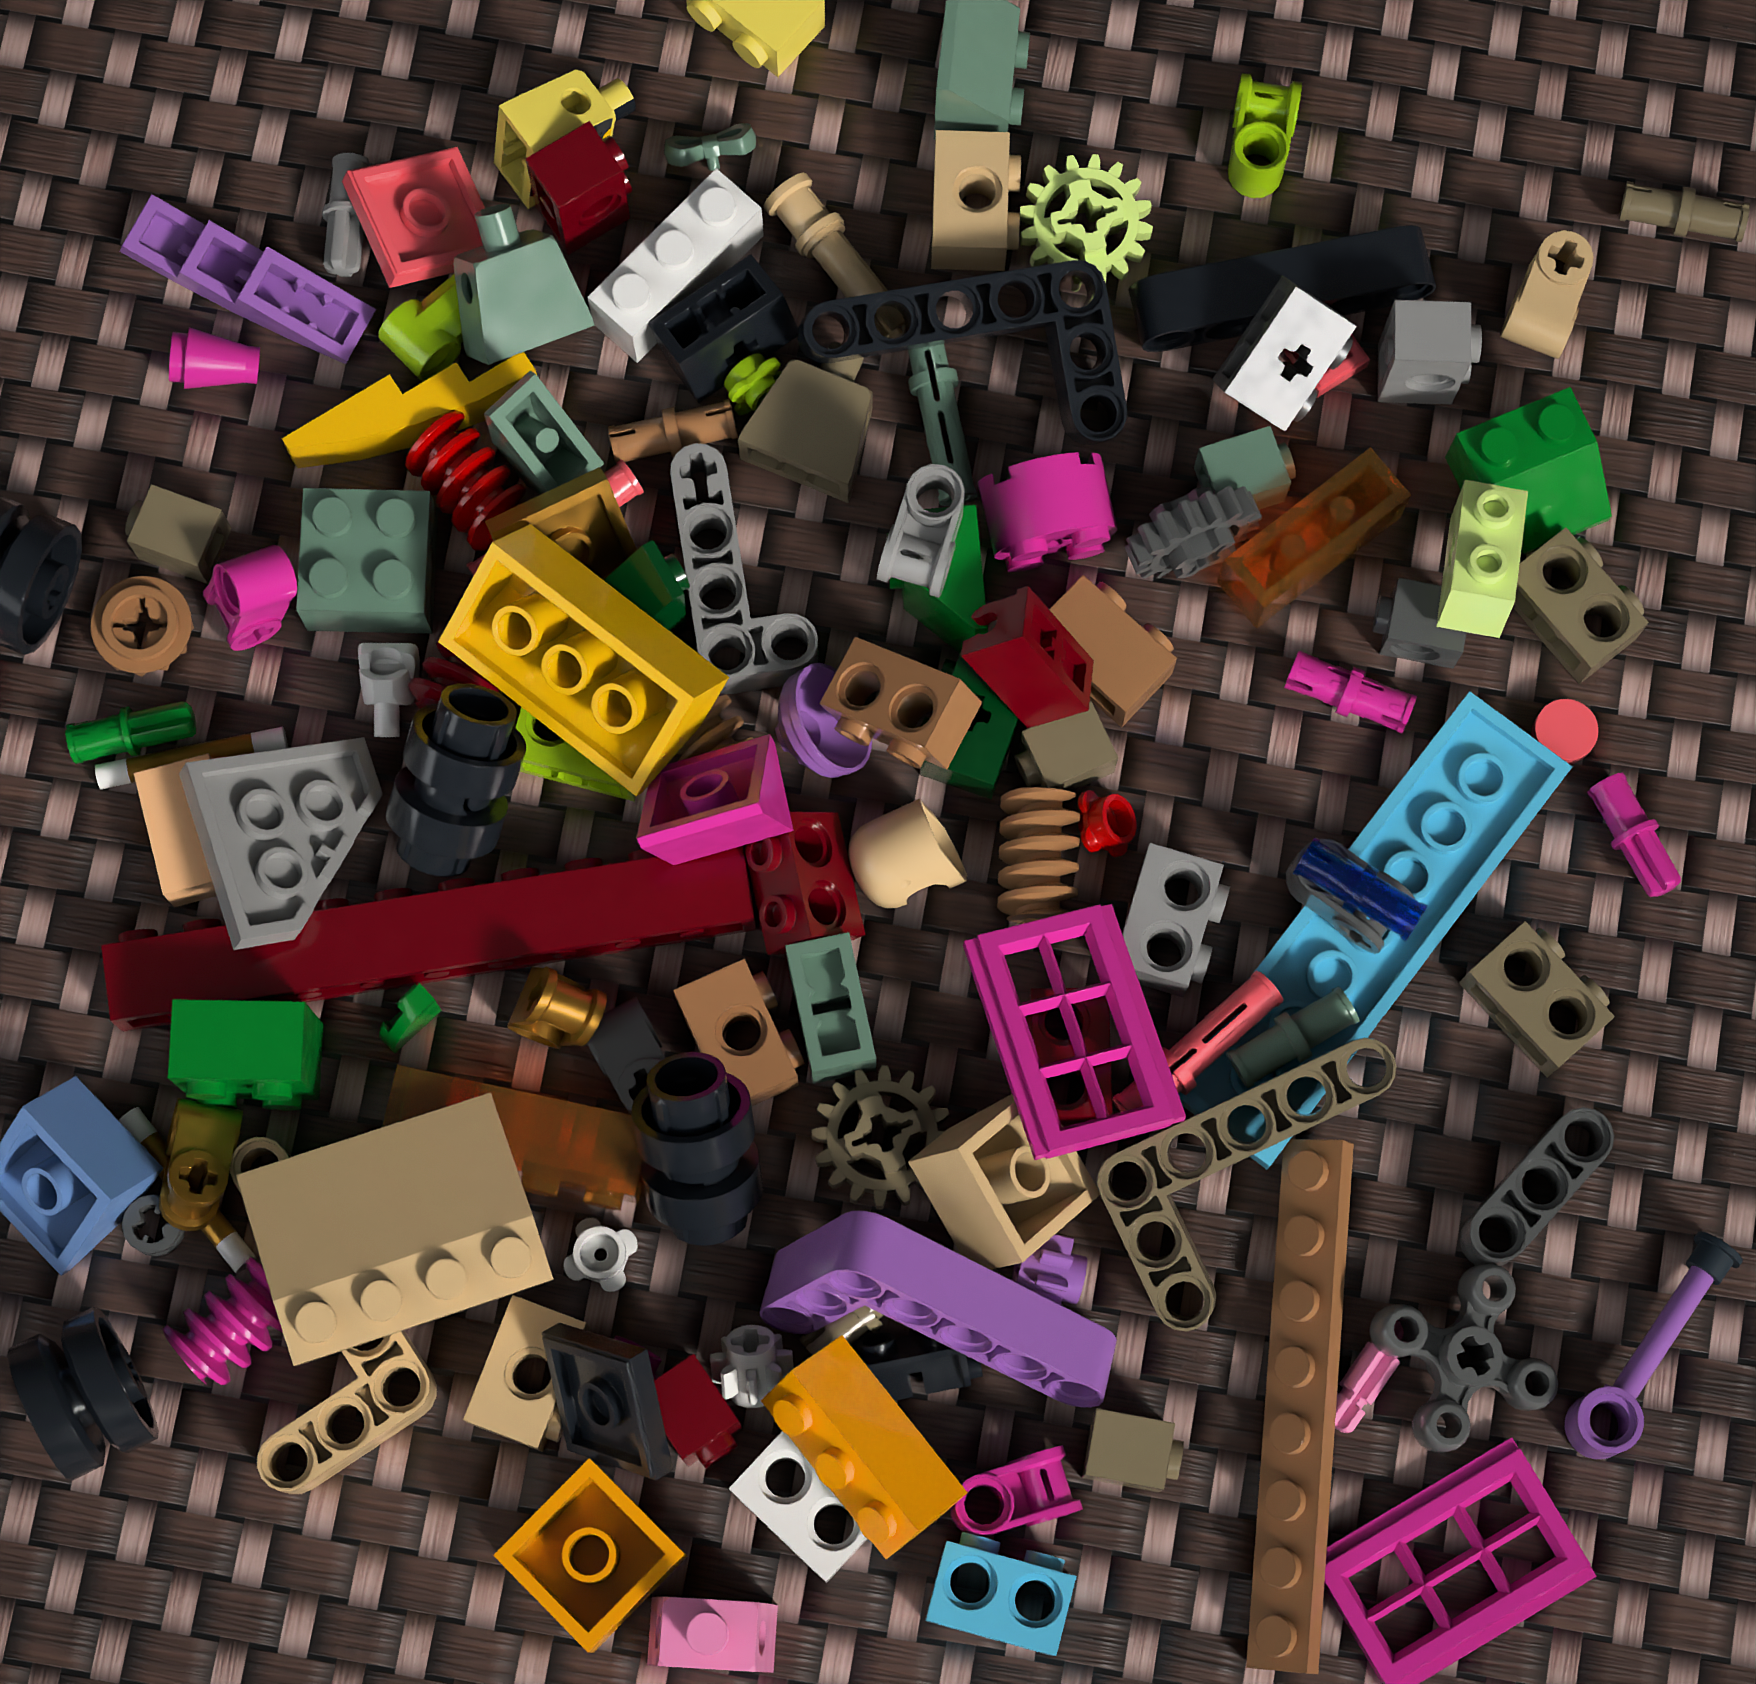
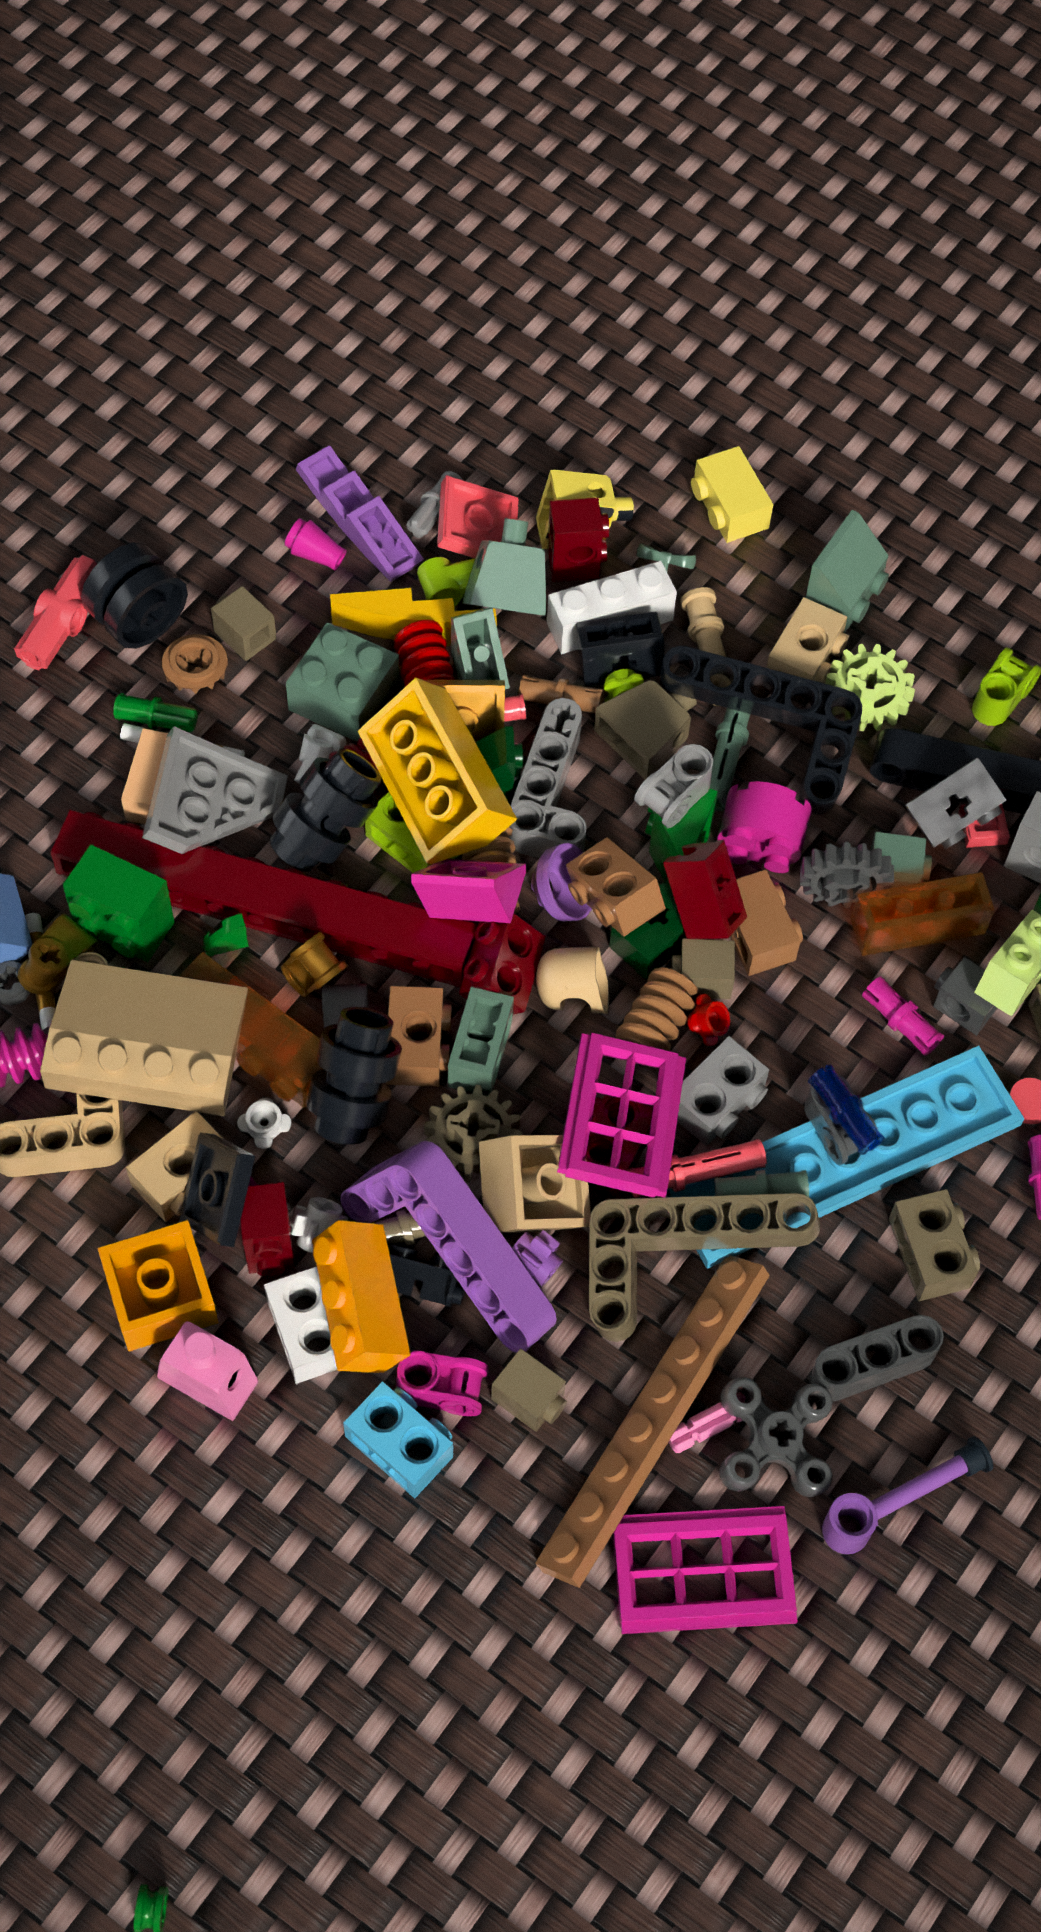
camera: 25 degrees right, 15 degrees down
(252, 595) = (265, 668): dark pink piece -> none

